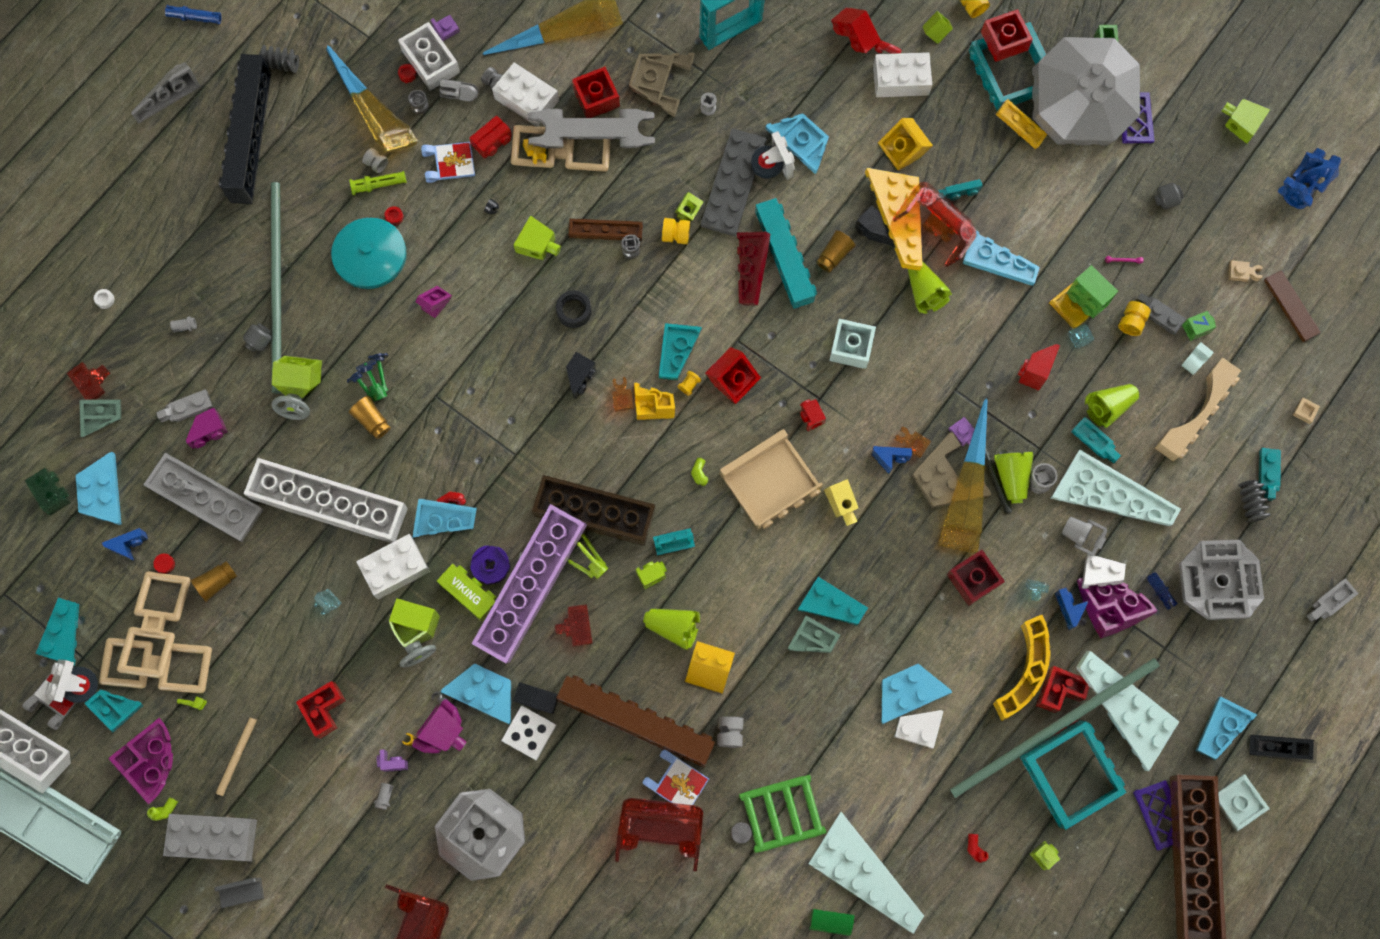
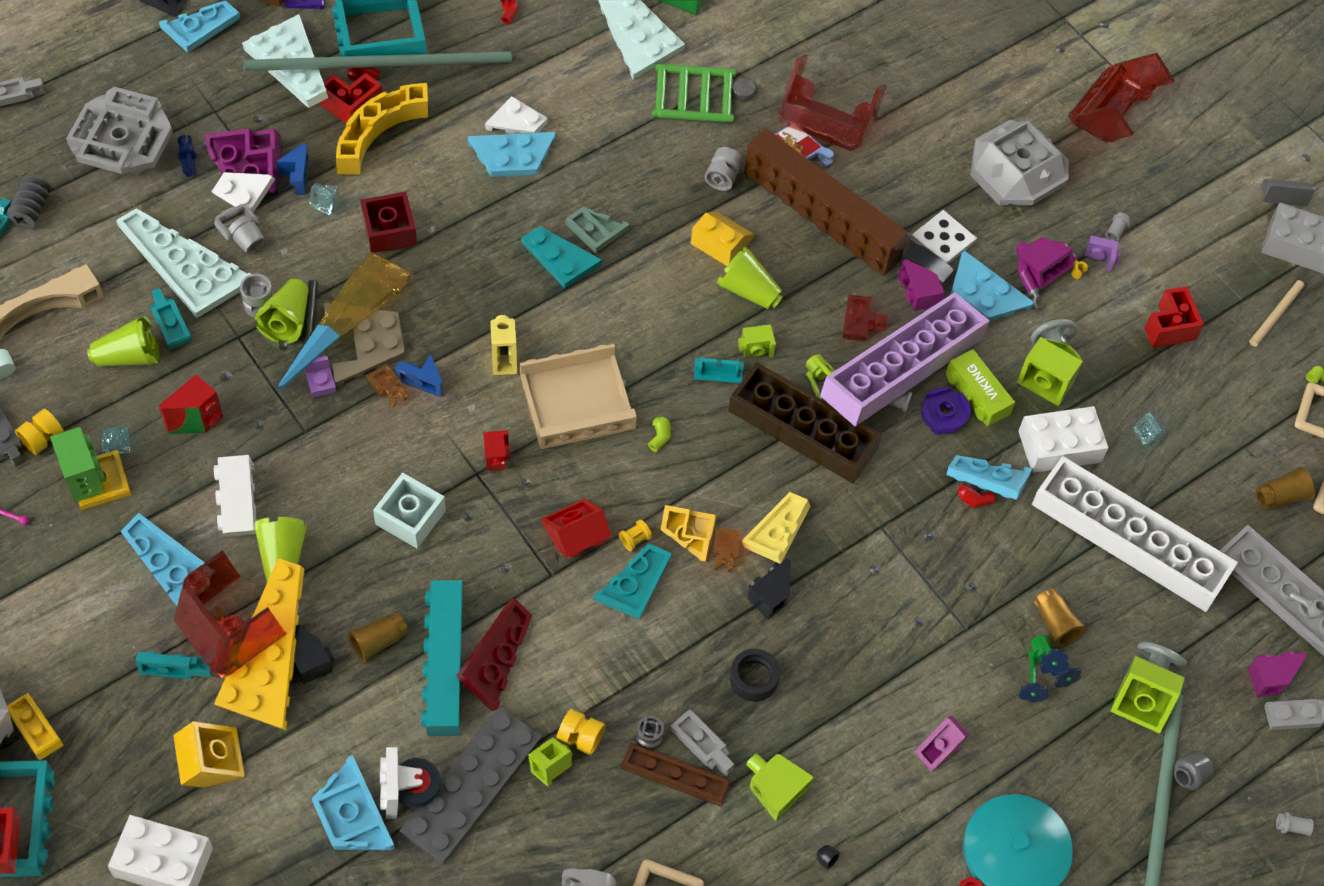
camera: 165 degrees left, 15 degrees down
(535, 673) = (921, 285): none -> magenta slope
(589, 419) = (779, 527): none -> light yellow wing
(594, 253) = (703, 742): none -> light grey hinge
(977, 316) = (235, 495): none -> white wedge

